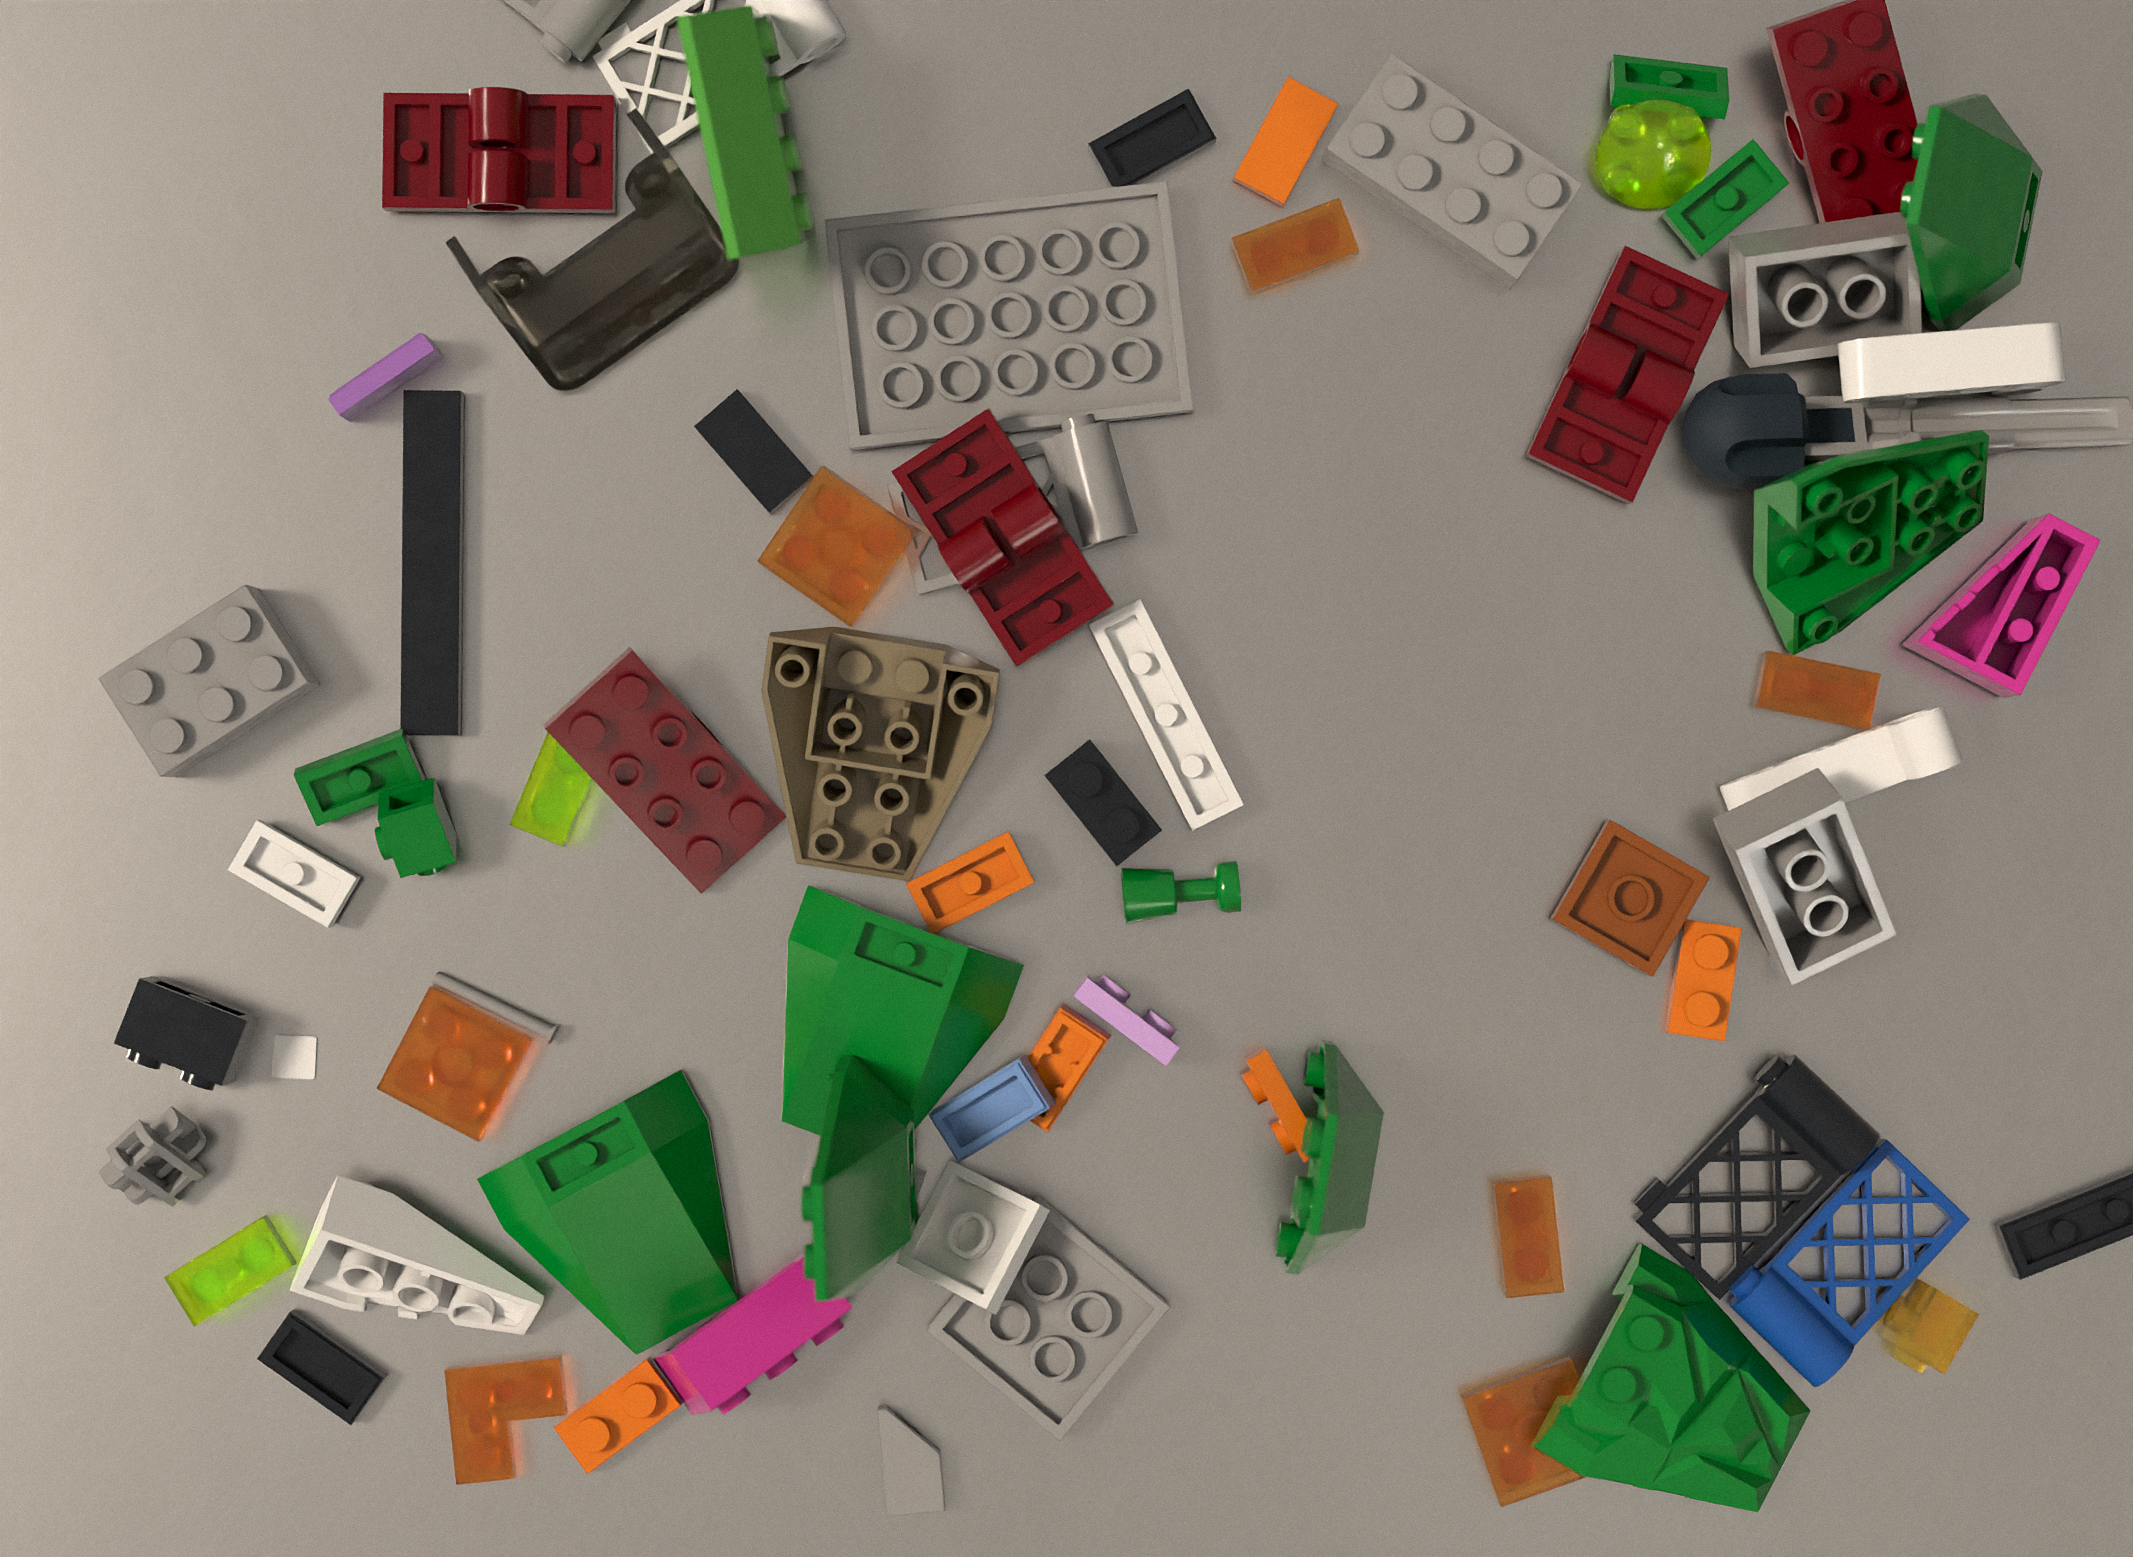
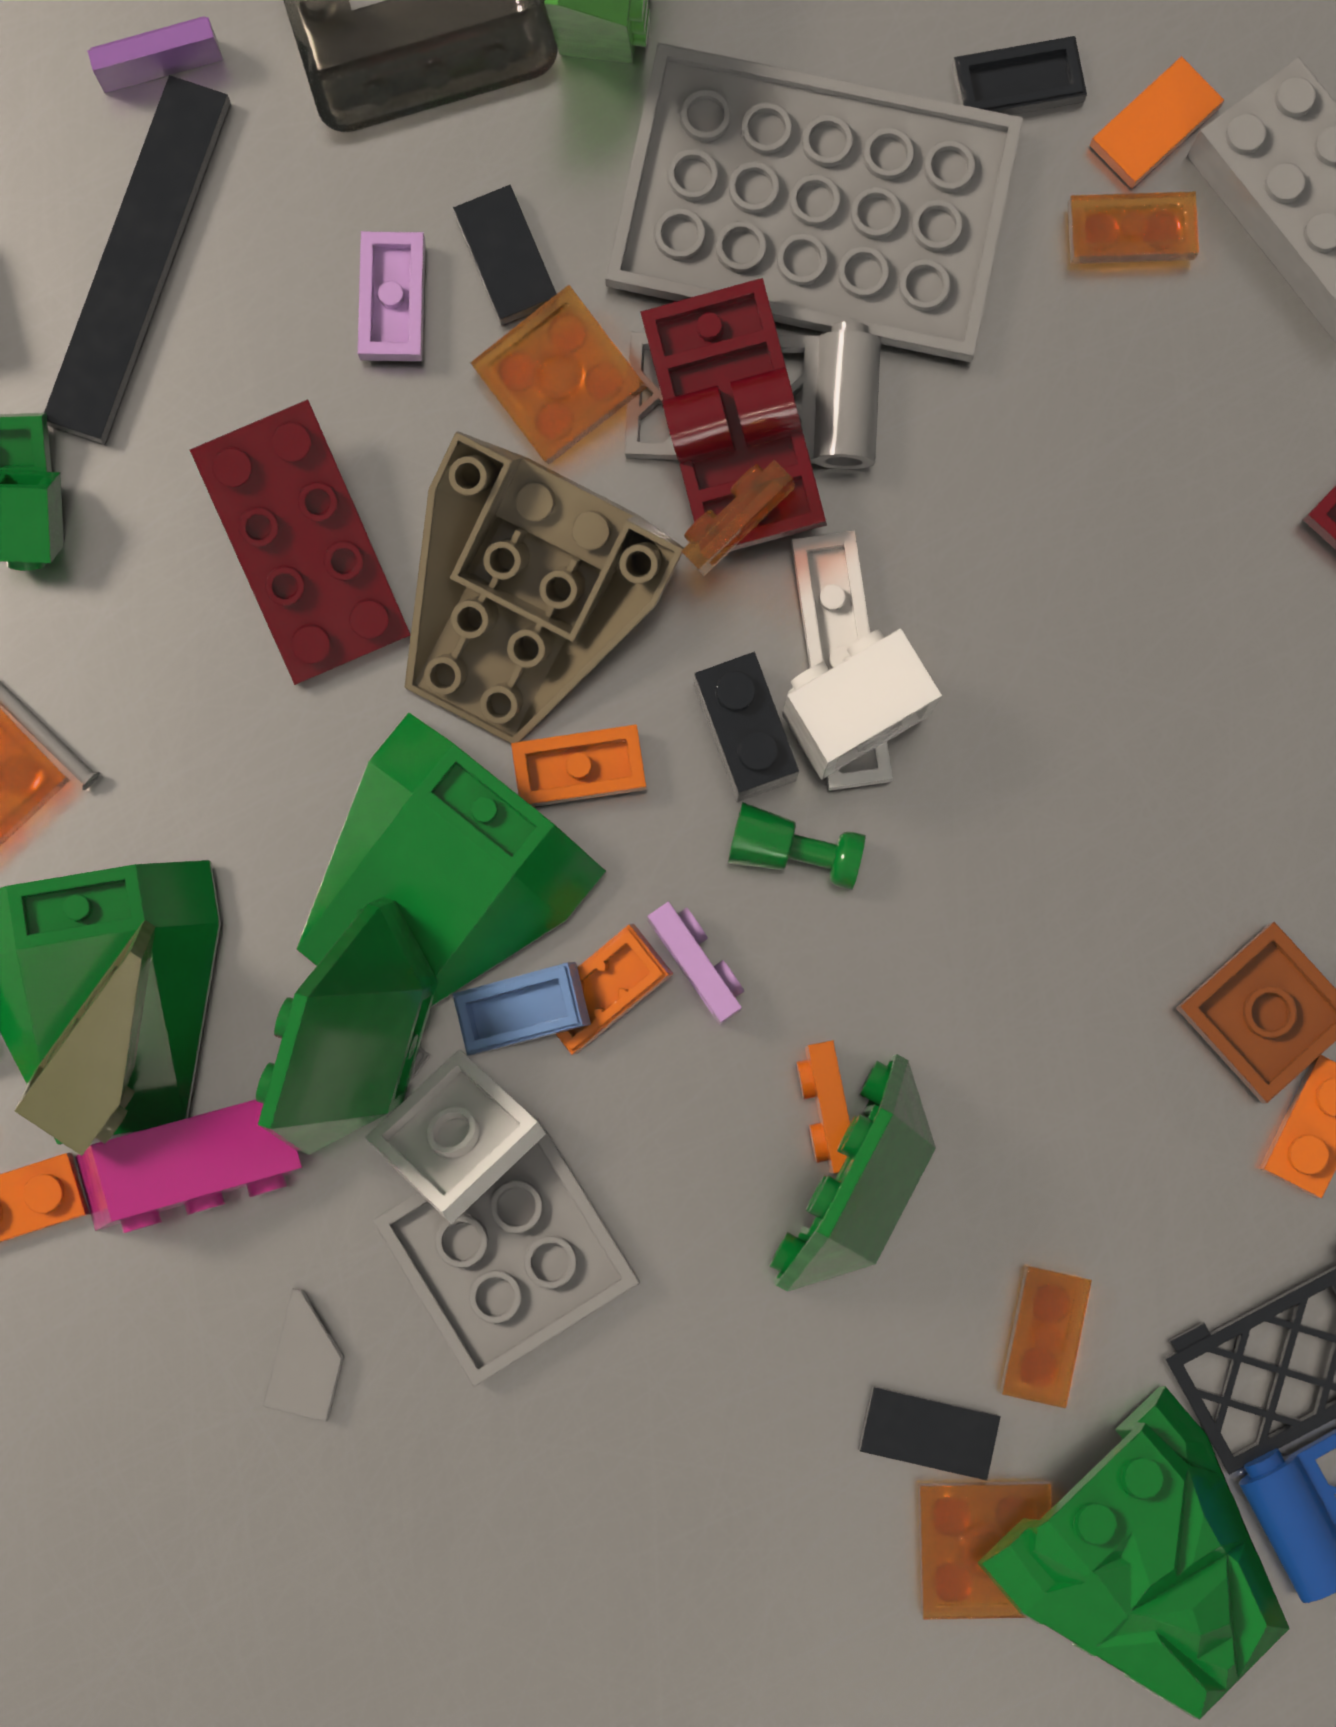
camera: 20 degrees right, 5 degrees down
(552, 795) = (176, 531): clear neon green plate -> none
(643, 1293) = (84, 1077): none -> olive slope
(667, 523) = (391, 296): none -> lavender plate
(1023, 651) = (756, 496): none -> clear orange plate
(1195, 758) = (860, 701): none -> white brick
(1456, 1349) = (929, 1433): none -> black tile

